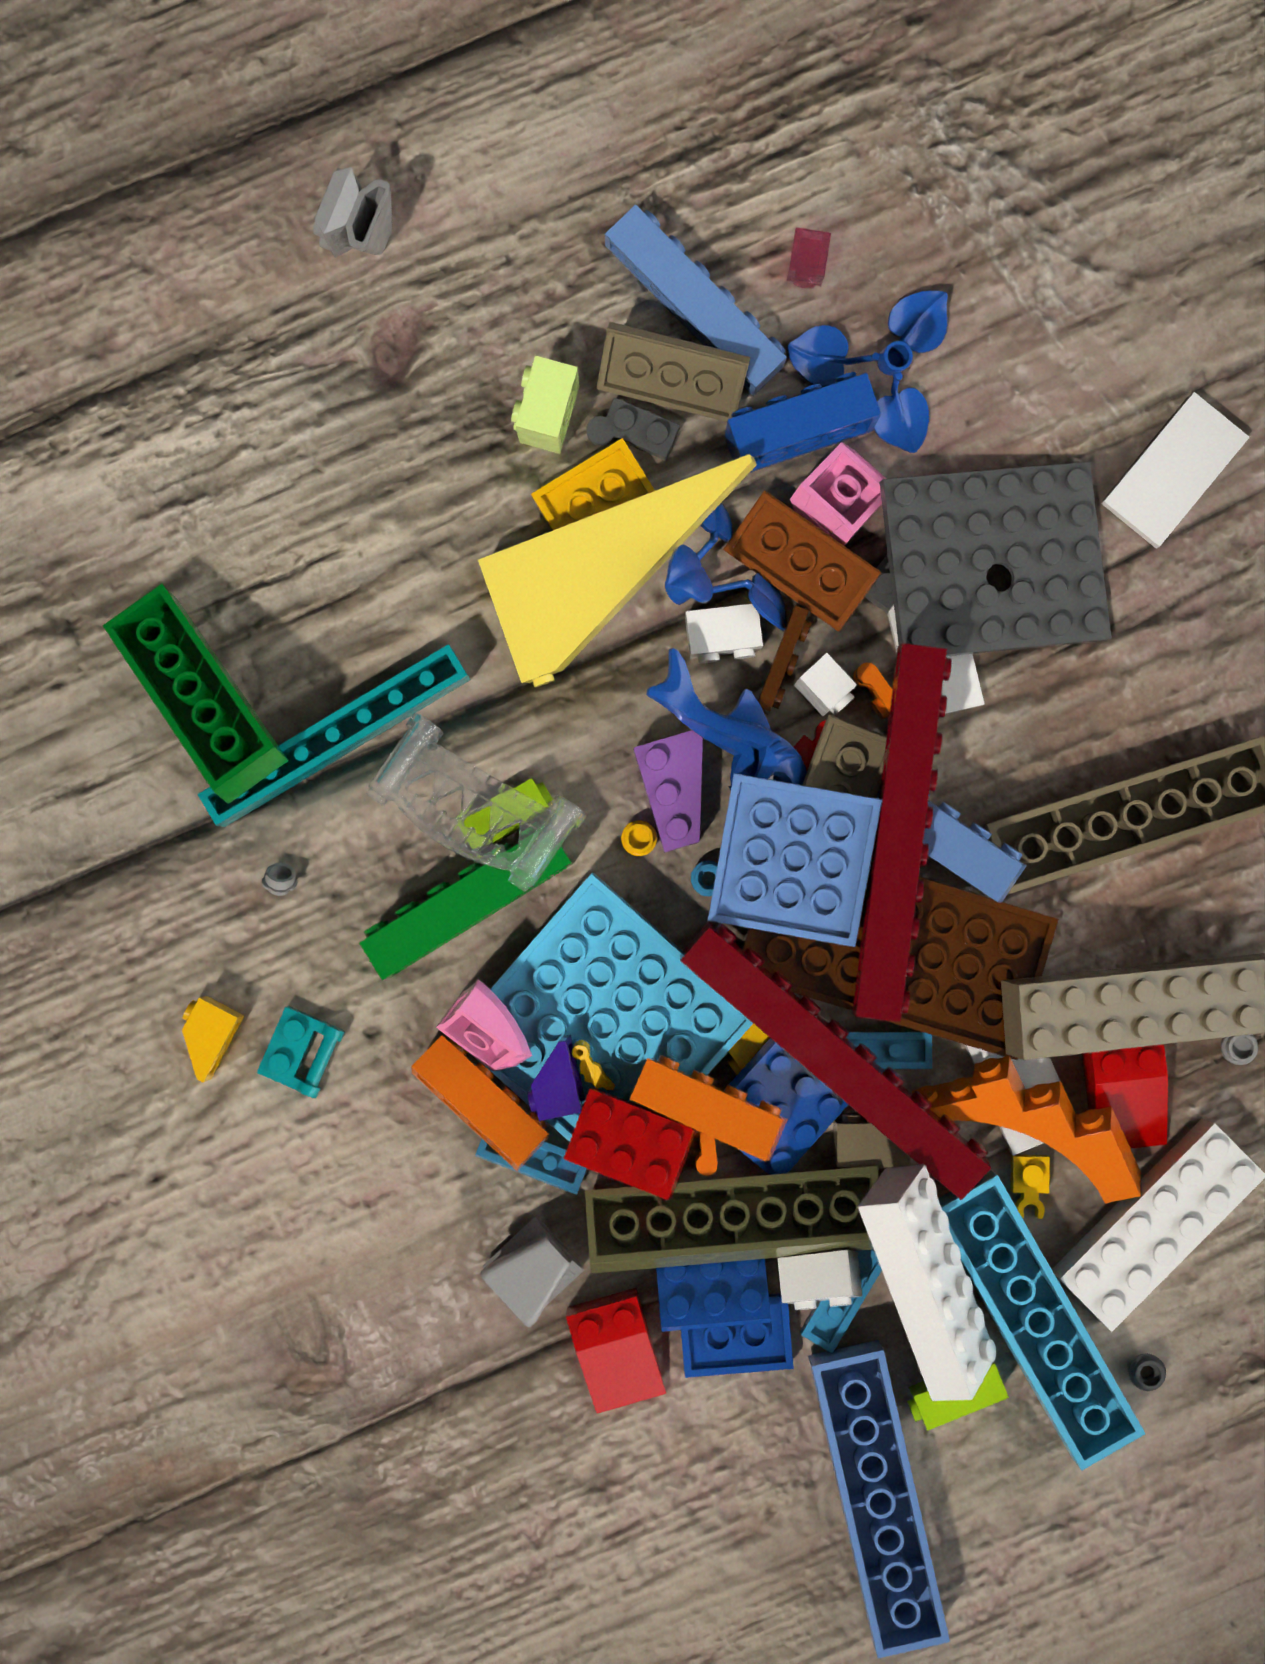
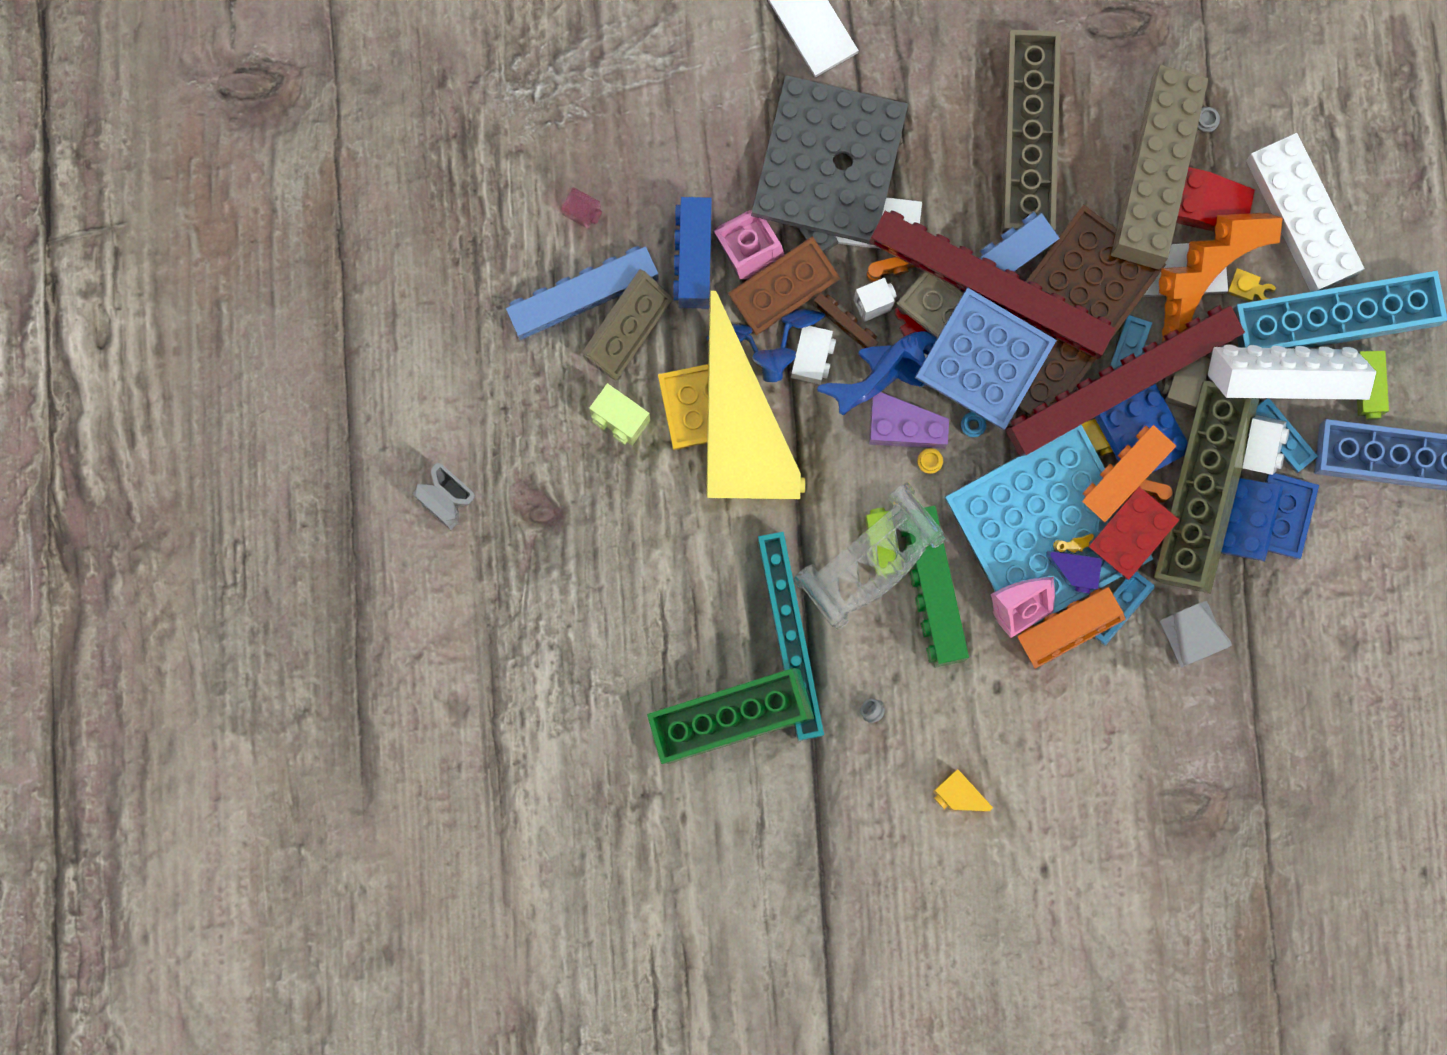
camera: 75 degrees left, 5 degrees down
(290, 1046) = (987, 745): teal plate -> none
(615, 1350) = (1267, 598): slope -> none
(636, 427) = (651, 364): dark grey hinge -> none
(921, 325) = (652, 151): blue plant -> none
(1156, 1377) = (1405, 251): dark grey plate -> none

